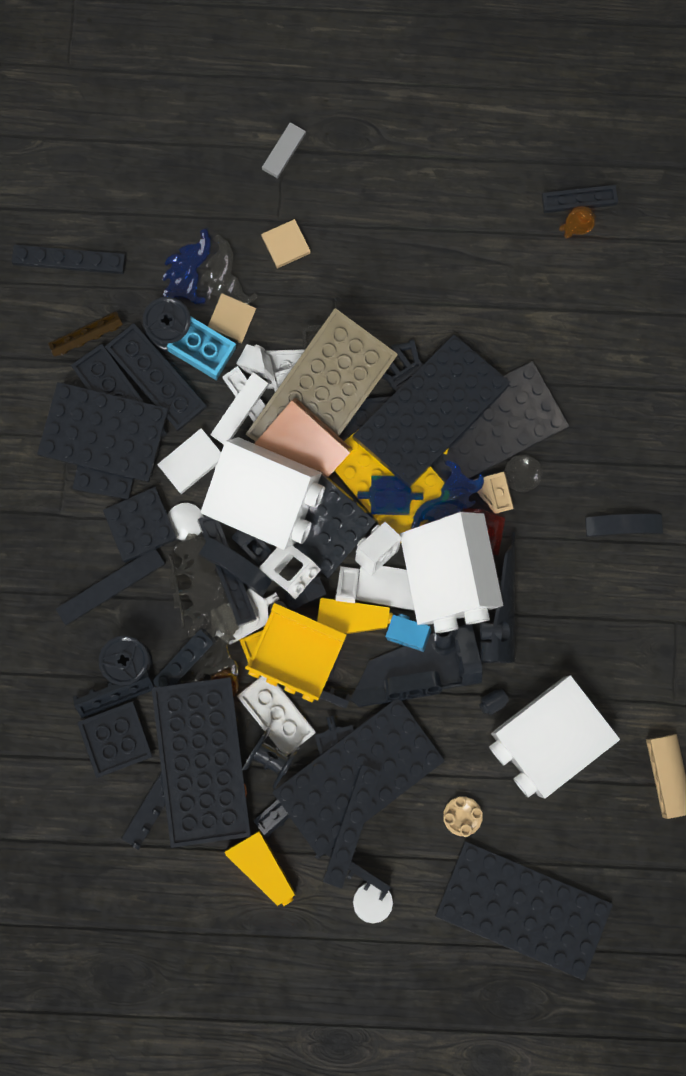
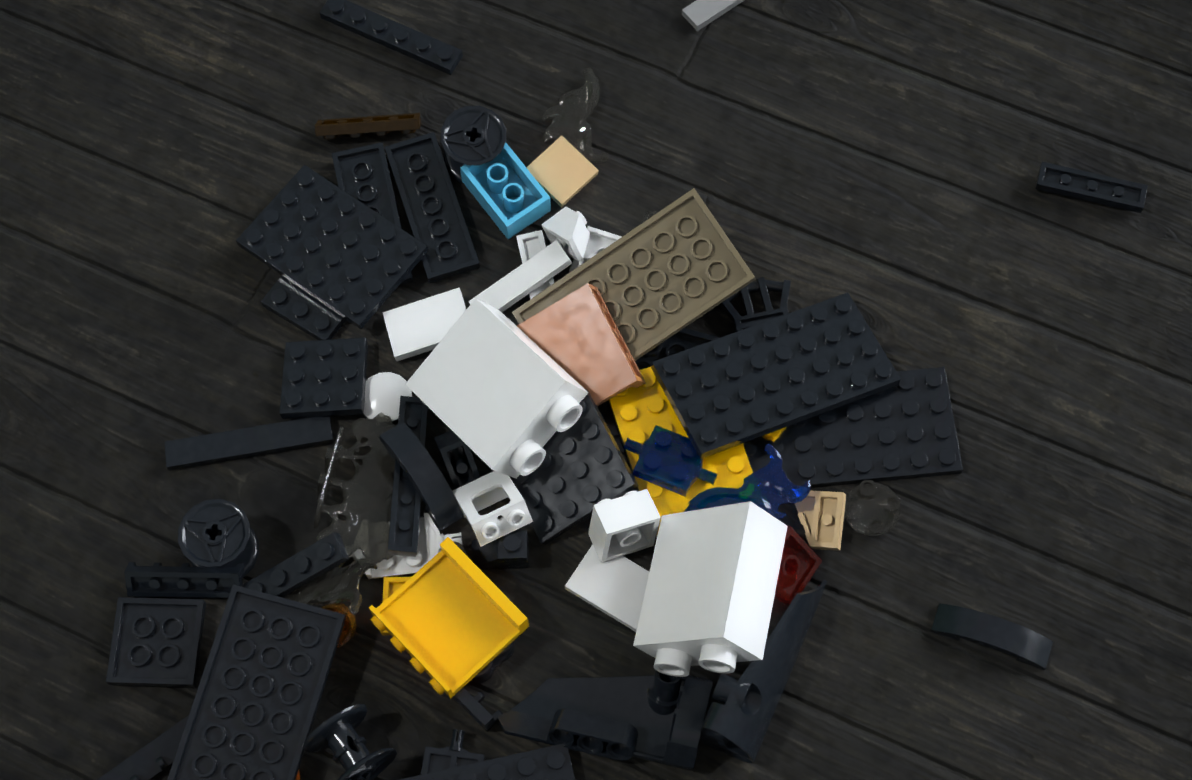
camera: 30 degrees right, 15 degrees down
(183, 271) = (525, 98): clear blue piece -> none
(275, 710) = (388, 690): white tile -> none
(285, 243) = (672, 109): tan tile -> none
(347, 584) = (562, 560): white tile -> none
(352, 617) = (552, 607): yellow slope -> none
(408, 632) = (618, 658): dark azure brick -> none
(579, 221) = (1078, 213): clear orange piece -> none

